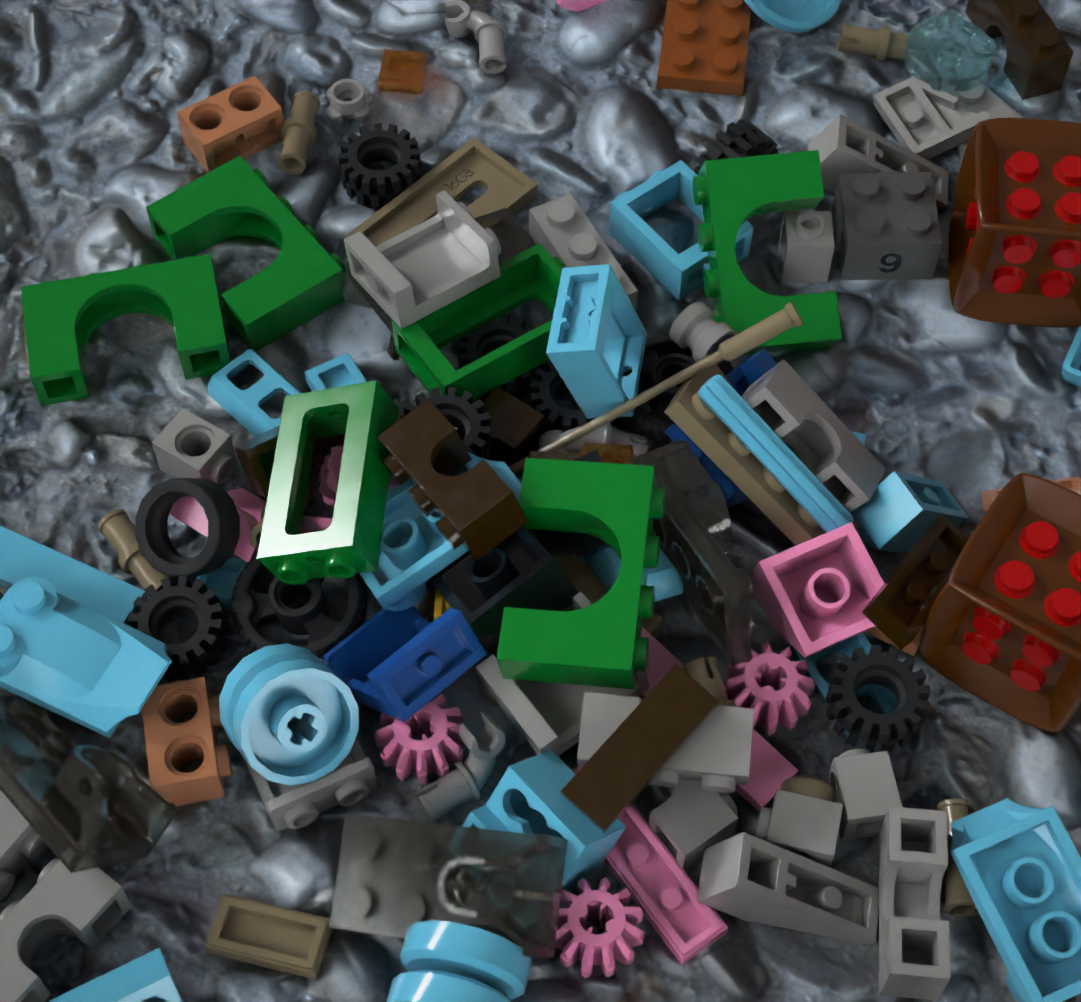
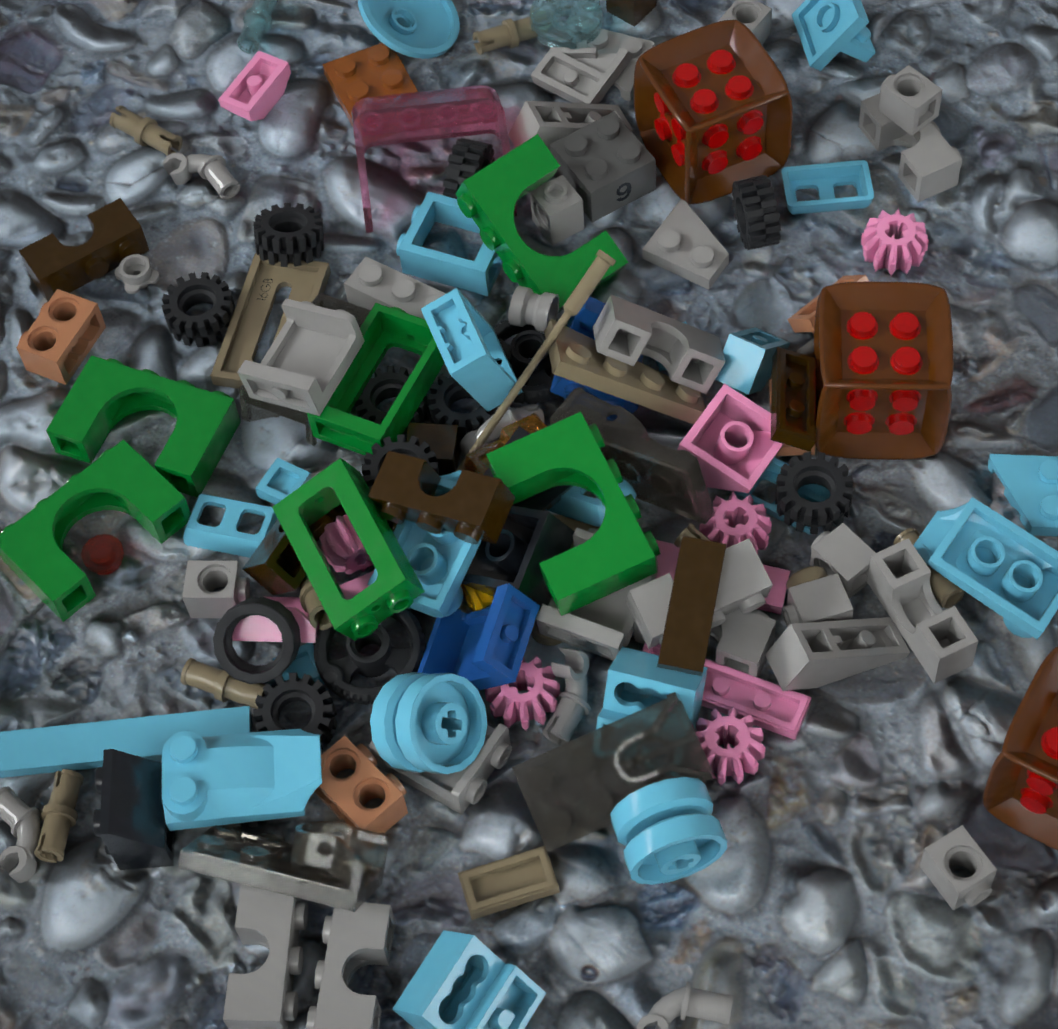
camera: 25 degrees left, 0 degrees up
(120, 359) = (102, 554): none -> clear red plate
(289, 64) = (71, 267): none -> dark brown arch
(298, 132) = (117, 316): dark tan pin -> none
(403, 72) = (163, 230): clear orange tile -> none
(515, 135) = (289, 234): none -> black tyre
(721, 81) = (423, 118): none -> clear pink windscreen
(773, 454) = (644, 364): medium azure axle -> none
(922, 357) = (687, 247): none -> light grey wing
(1018, 356) = (756, 212): none -> black tyre

